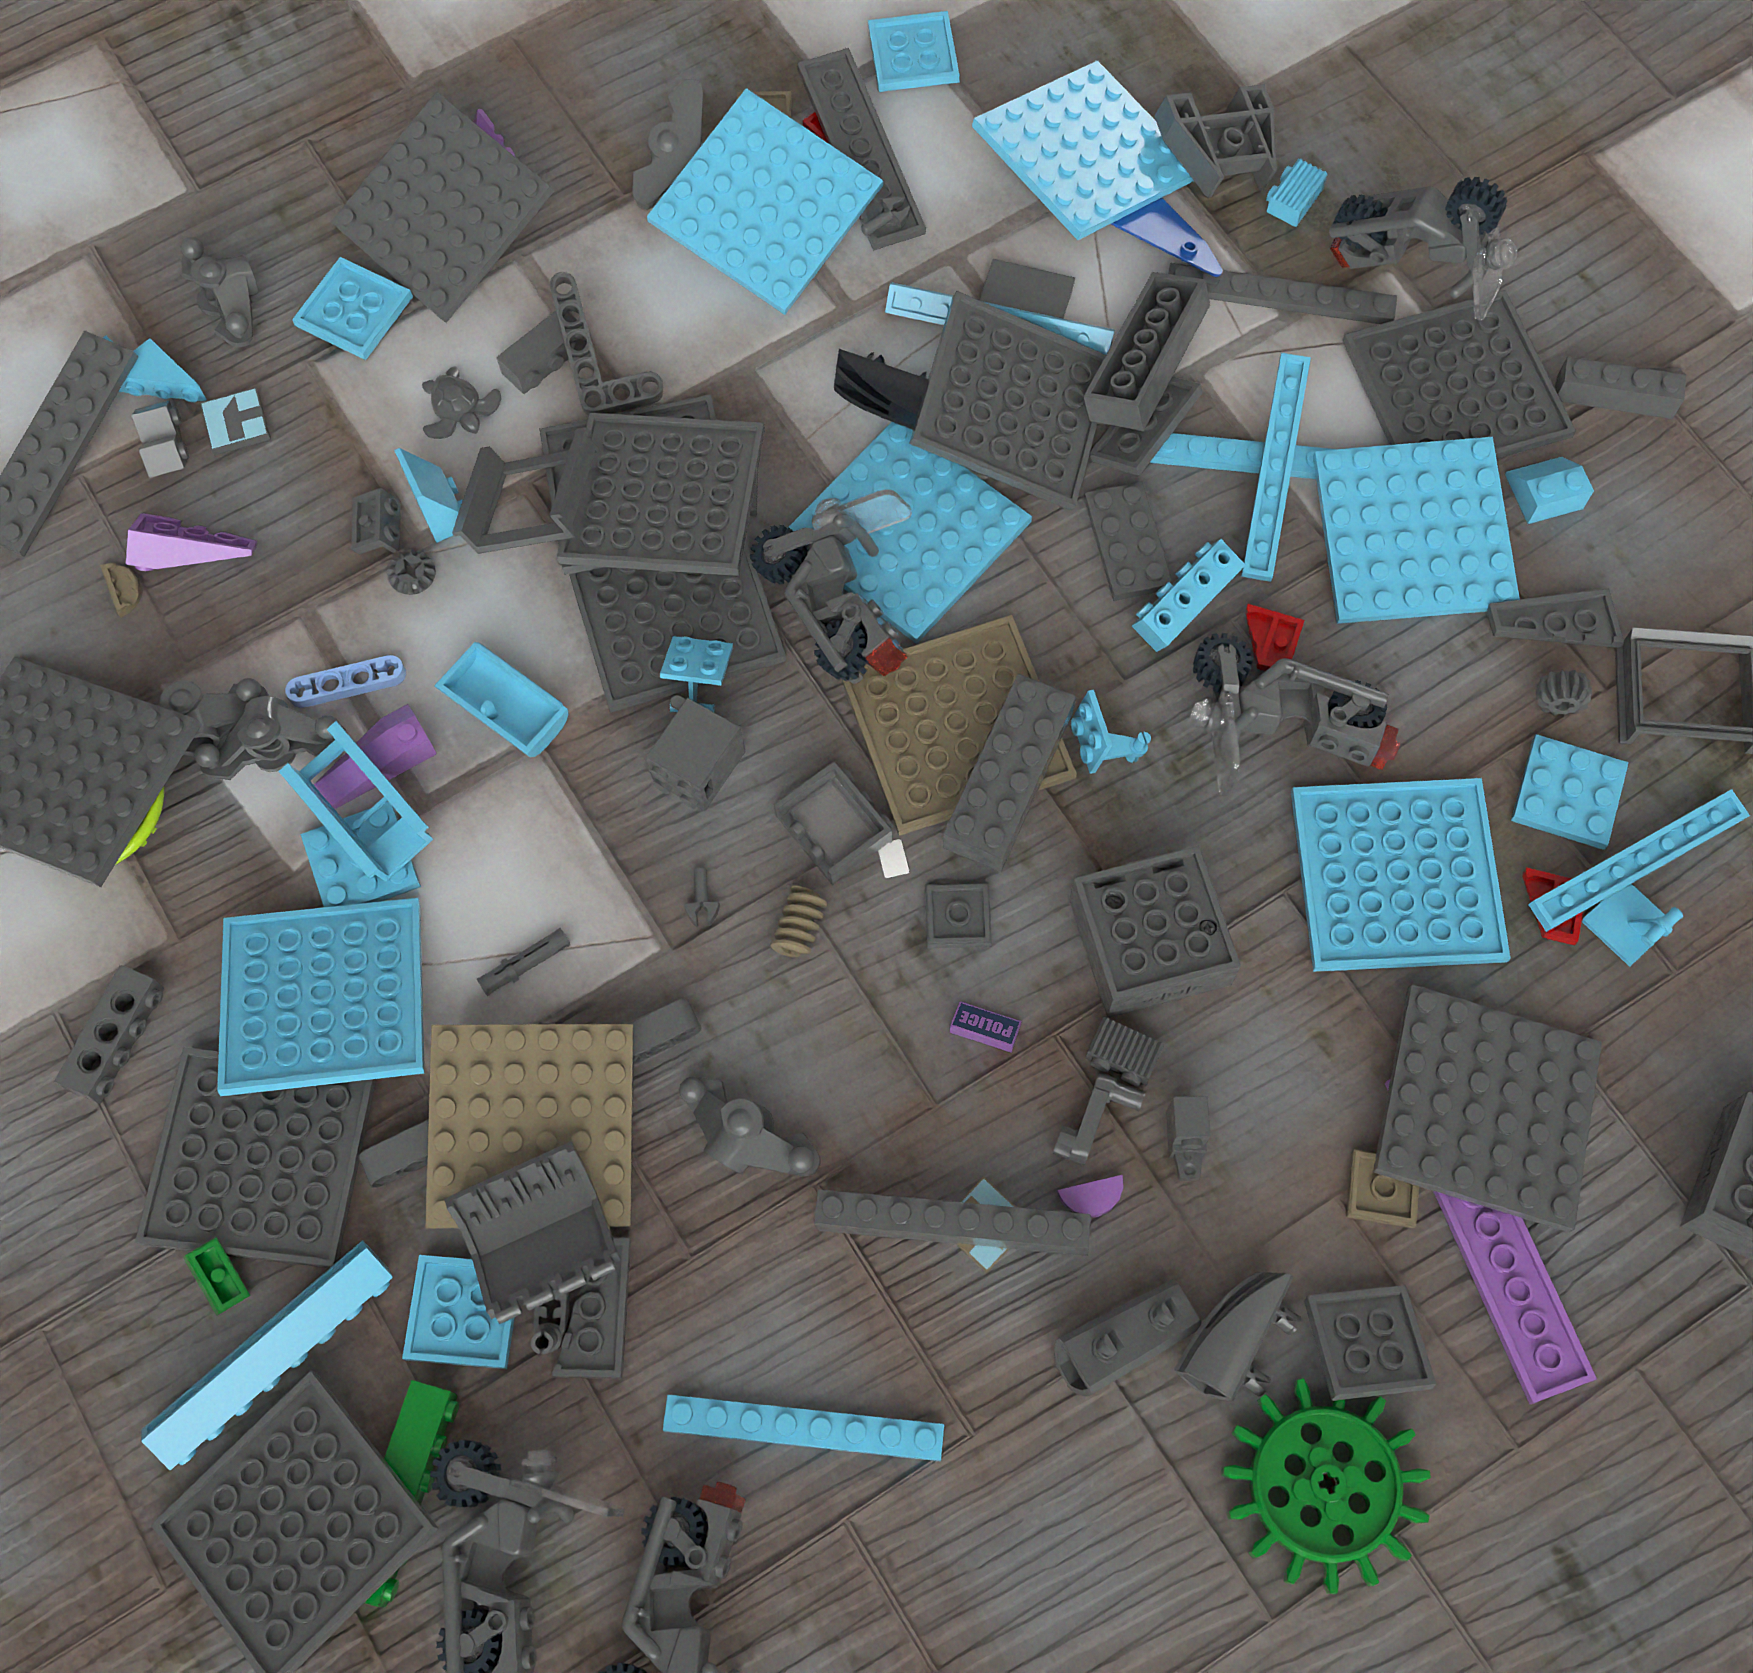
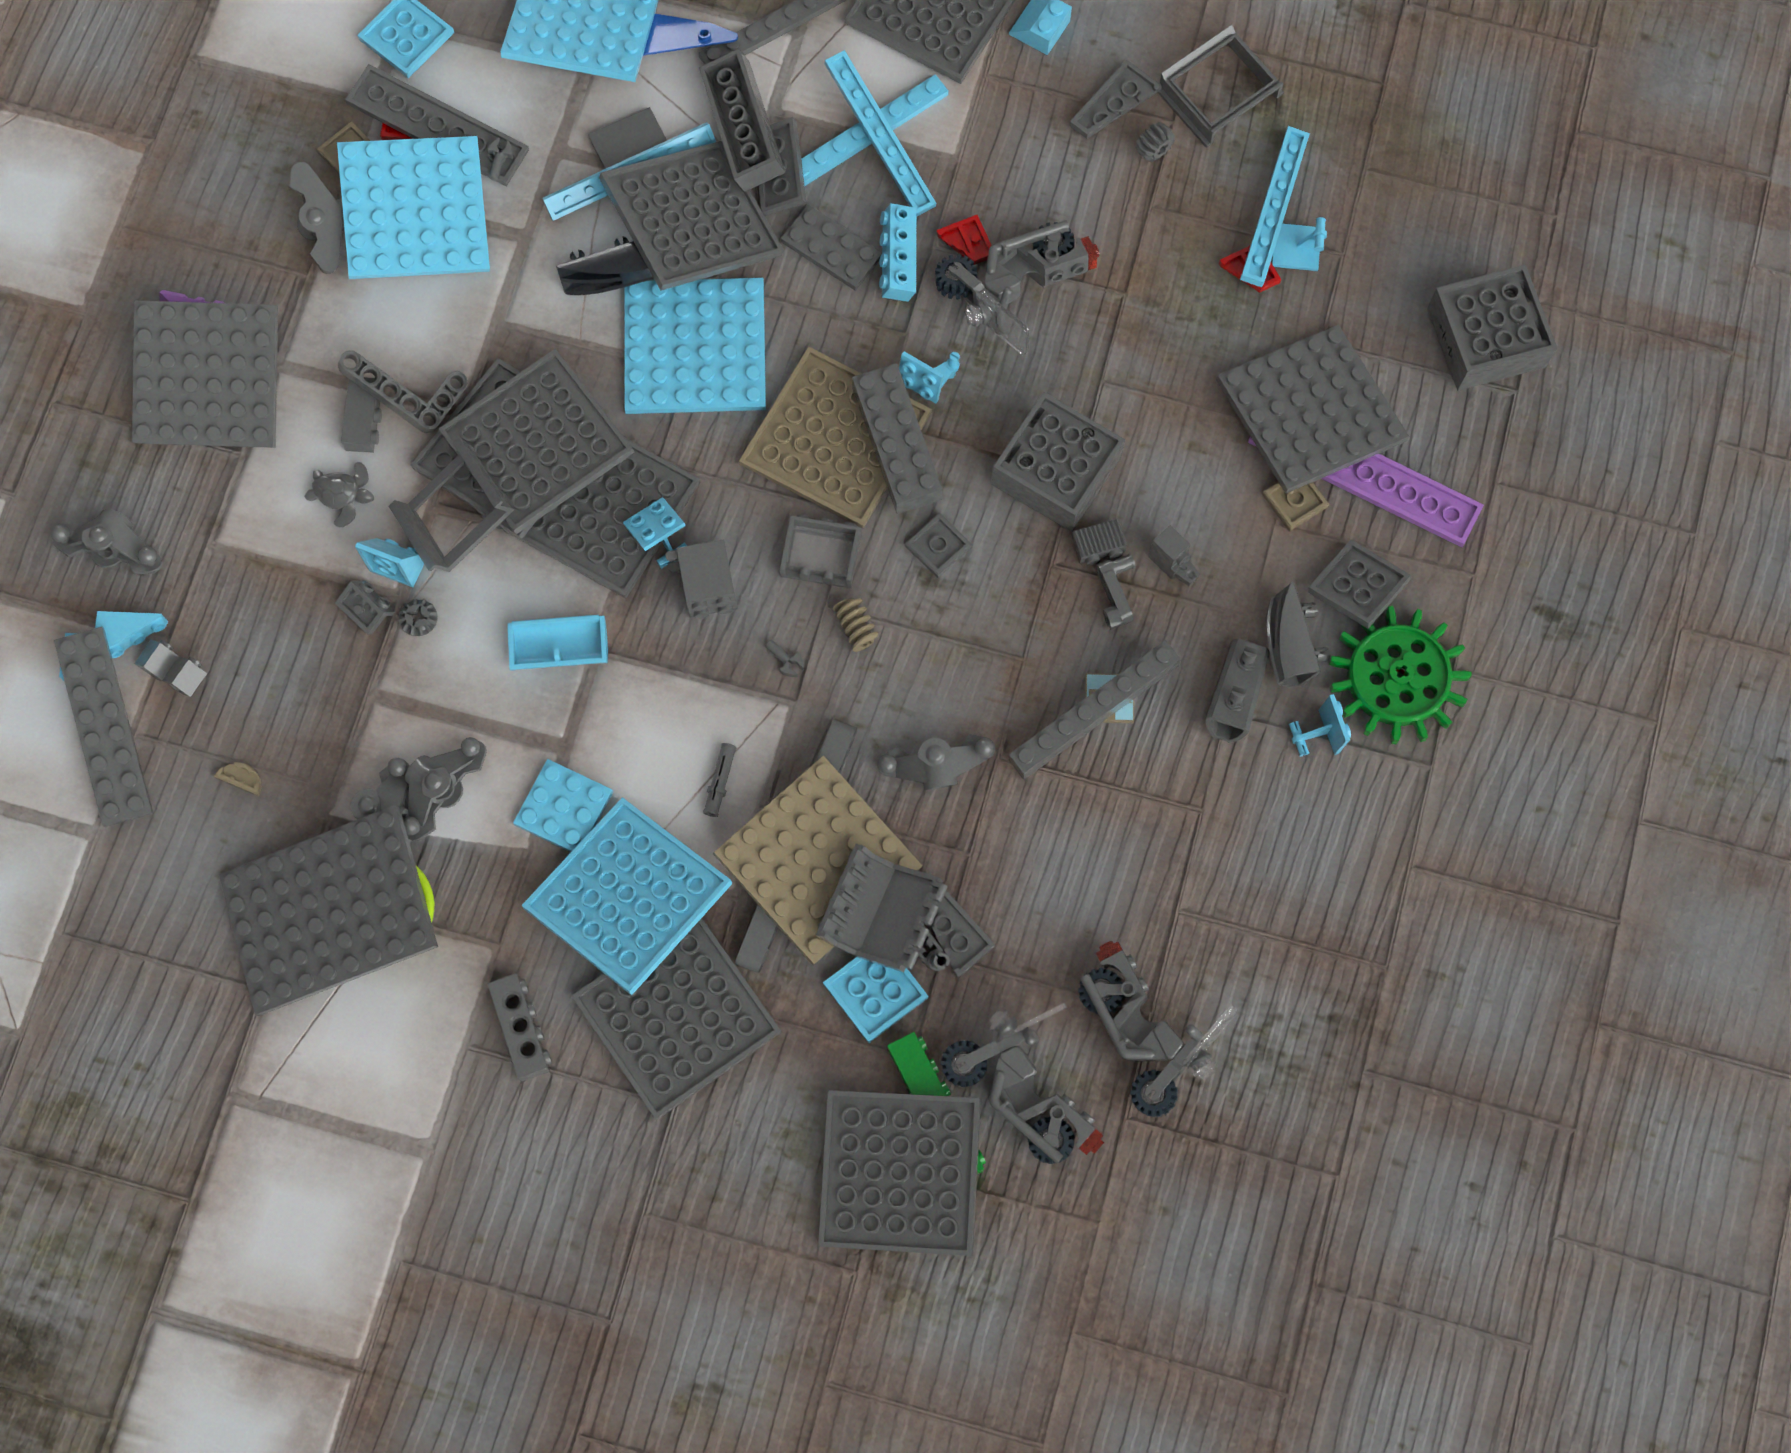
camera: 45 degrees left, 5 degrees up
(164, 543) = (247, 728): wedge -> none
(216, 1276) = (720, 1095): green slope -> none
(235, 421) = (204, 618): tile -> none
(265, 1356) = (793, 1105): medium azure brick -> none
(346, 685) = (442, 712): light blue beam -> none
(352, 308) = (207, 486): medium azure plate -> none
(391, 744) = (512, 733): medium lavender wedge -> none
(392, 848) = (581, 773): medium azure piece -> none
(803, 1427) = (1113, 885): medium azure plate -> none
(819, 581) = (683, 416): piece -> none
(893, 859) = (872, 545): white sticker -> none
(985, 1026) = (1011, 593): slope -> none
(1093, 1197) = (1152, 634): medium lavender tile -> none
(1193, 1487) = (1334, 727): none -> medium azure plate
(1399, 875) = (1155, 320): medium azure plate -> none
(1415, 529) = (989, 109): medium azure plate -> none
(1570, 792) = (1204, 197): medium azure plate -> none

